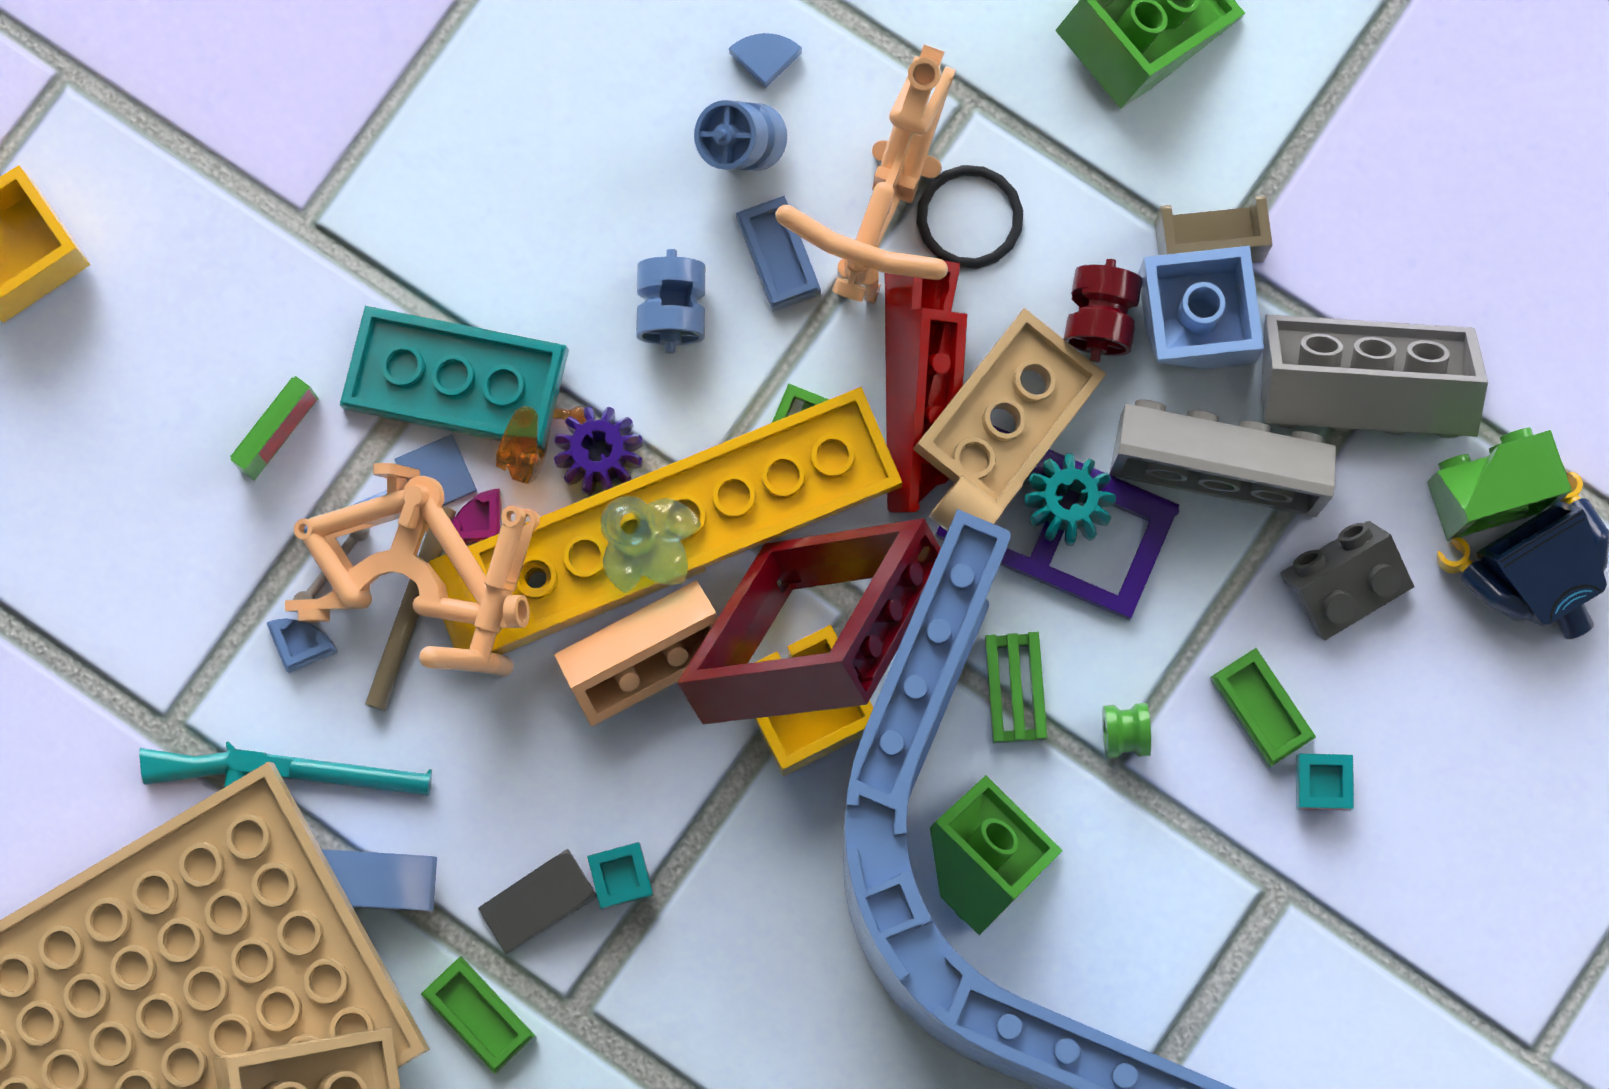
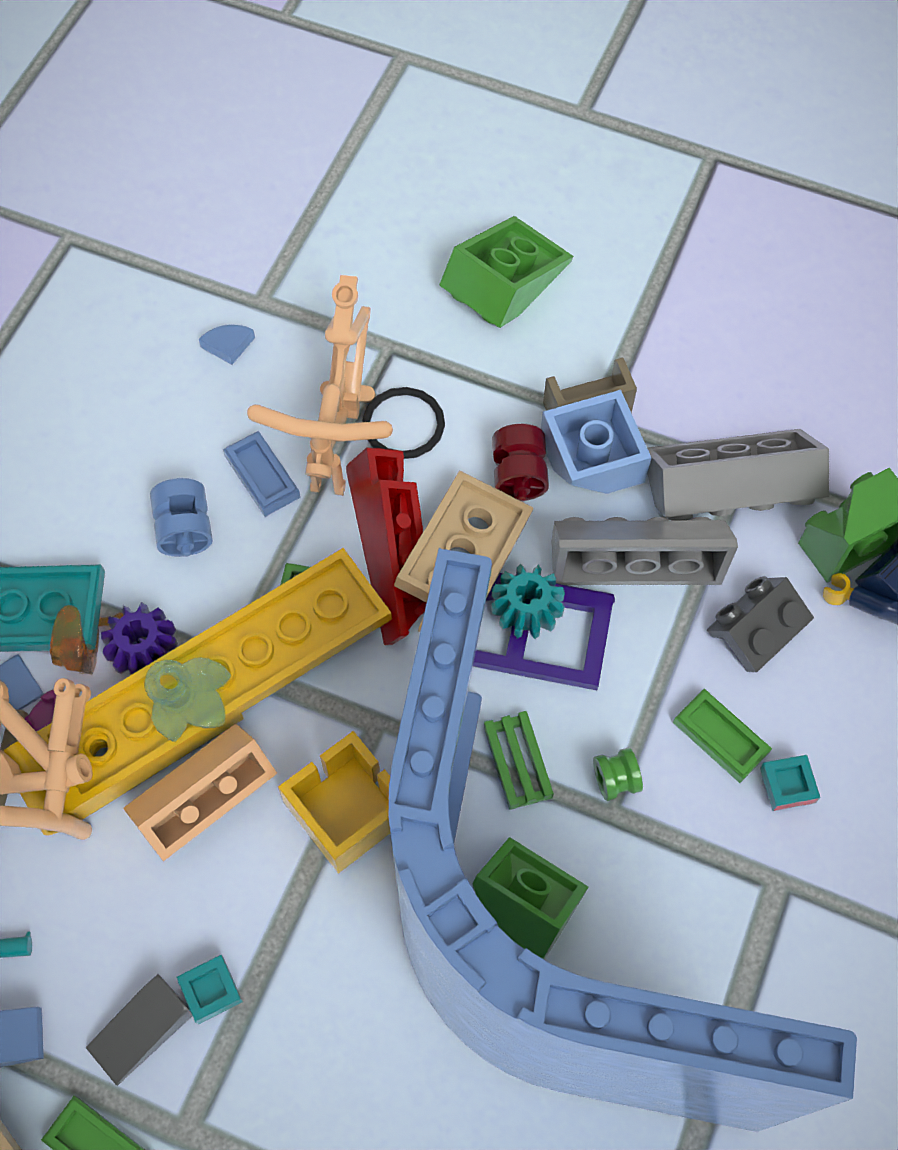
camera: 15 degrees left, 15 degrees down
(729, 688) = (284, 776): dark red window -> none
(740, 135) = (215, 389): medium blue wheel -> none

